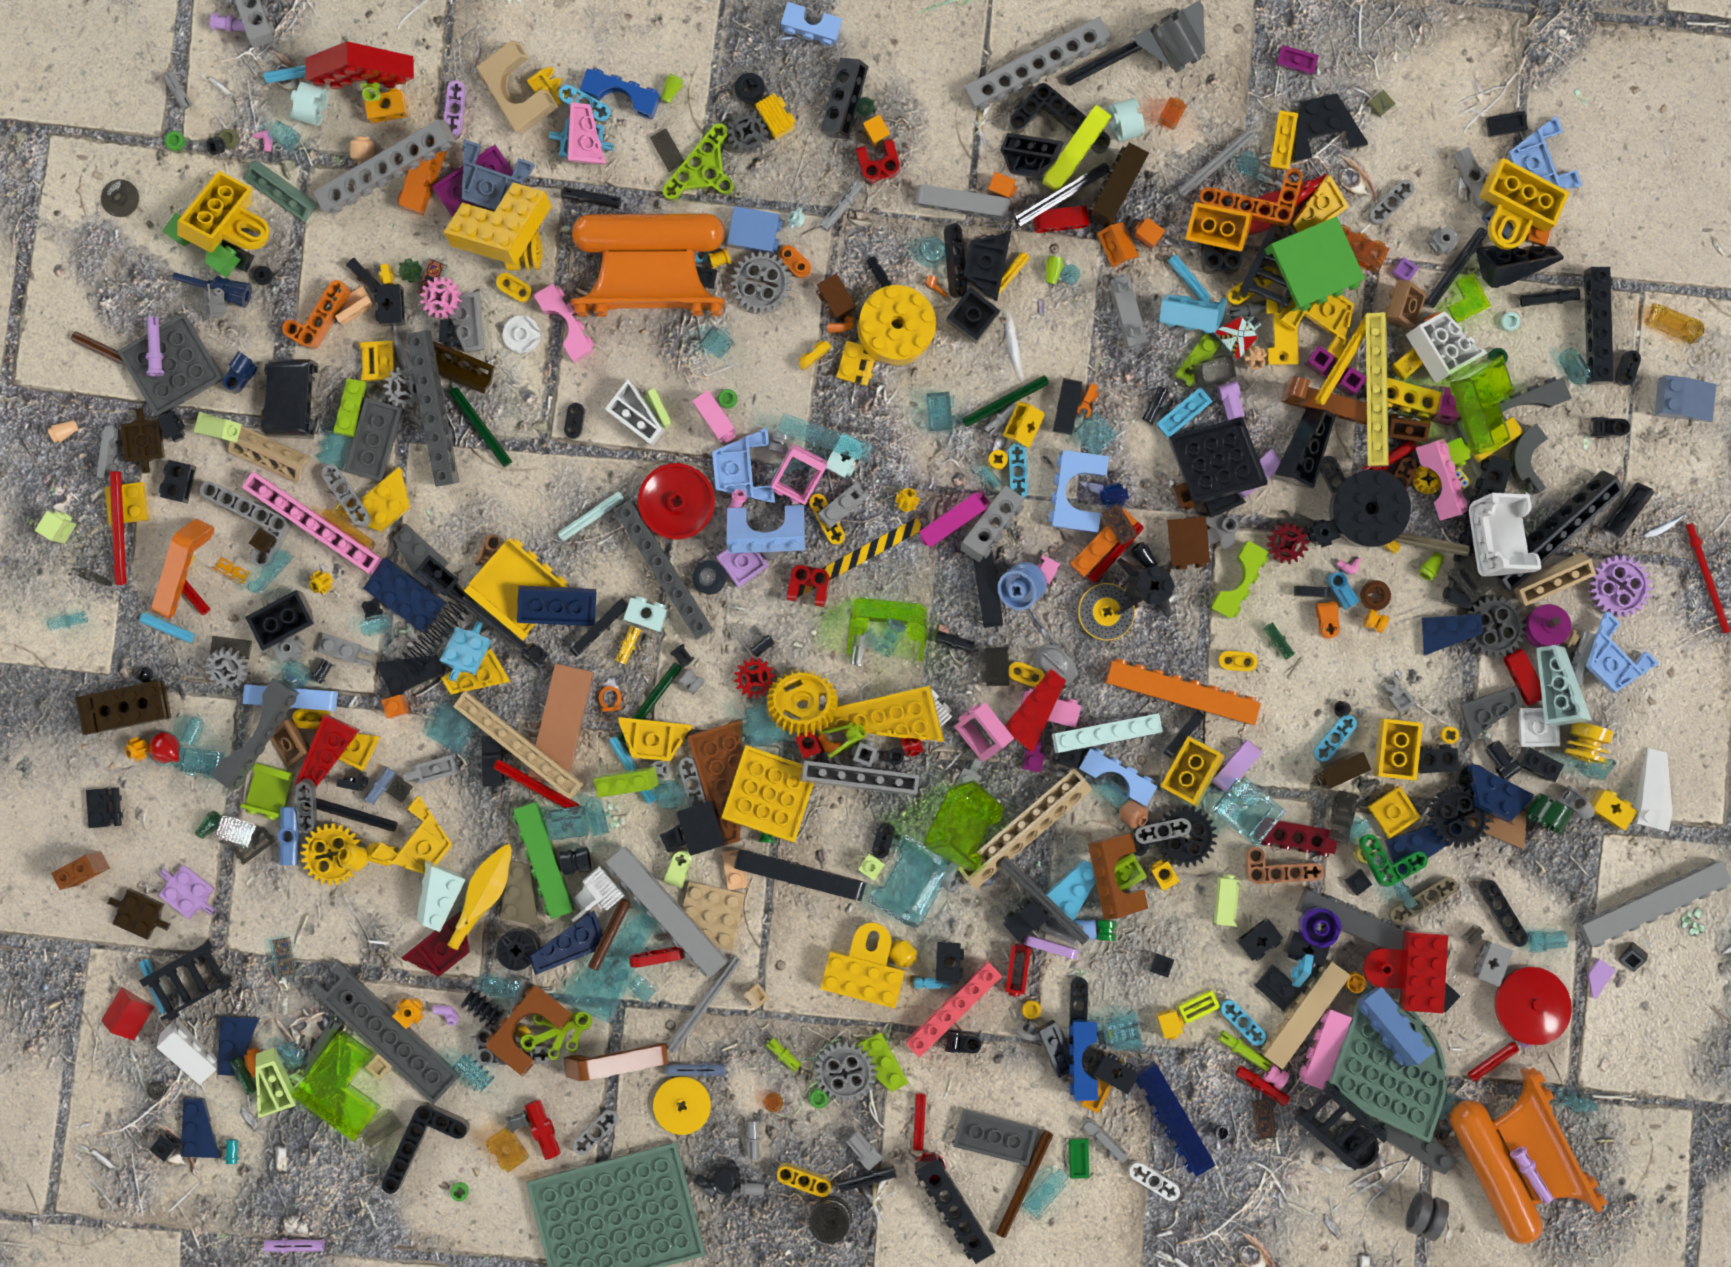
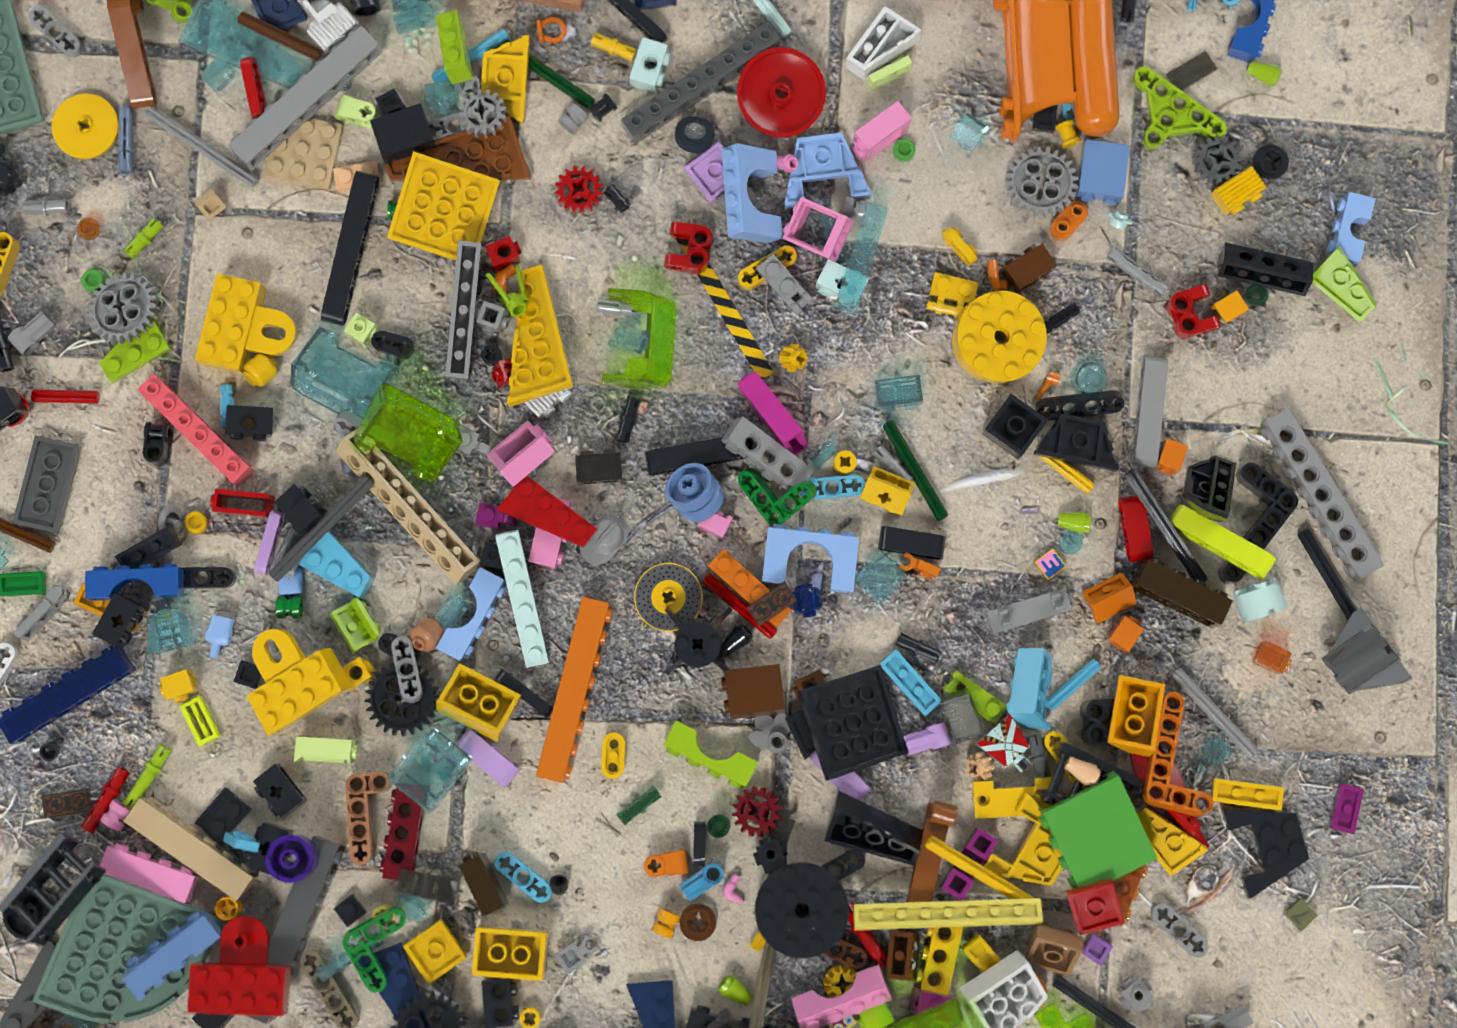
camera: 85 degrees right, 5 degrees down
(687, 765) = (492, 117): none -> light grey gear
(759, 729) = (517, 199): clear light blue brick -> none
(809, 691) = (550, 224): yellow gear -> none
(860, 33) = (1343, 285): none -> lime wing
(1026, 674) = (591, 504): yellow plate -> none
(1033, 517) = (778, 505): none -> green beam
(1088, 292) = (1050, 564): none -> tile
(1104, 857) = (374, 597): dark orange arch -> none
(1126, 990) = (219, 633): none -> light blue piece
(1174, 925) = (294, 684): none -> yellow brick
(1256, 1028) = (174, 791): medium azure beam -> none
(1265, 272) = (1083, 771): none -> light nougat cone
(1301, 575) = (718, 826): none -> clear green wheel
(1374, 269) = (1095, 907): none -> red tile

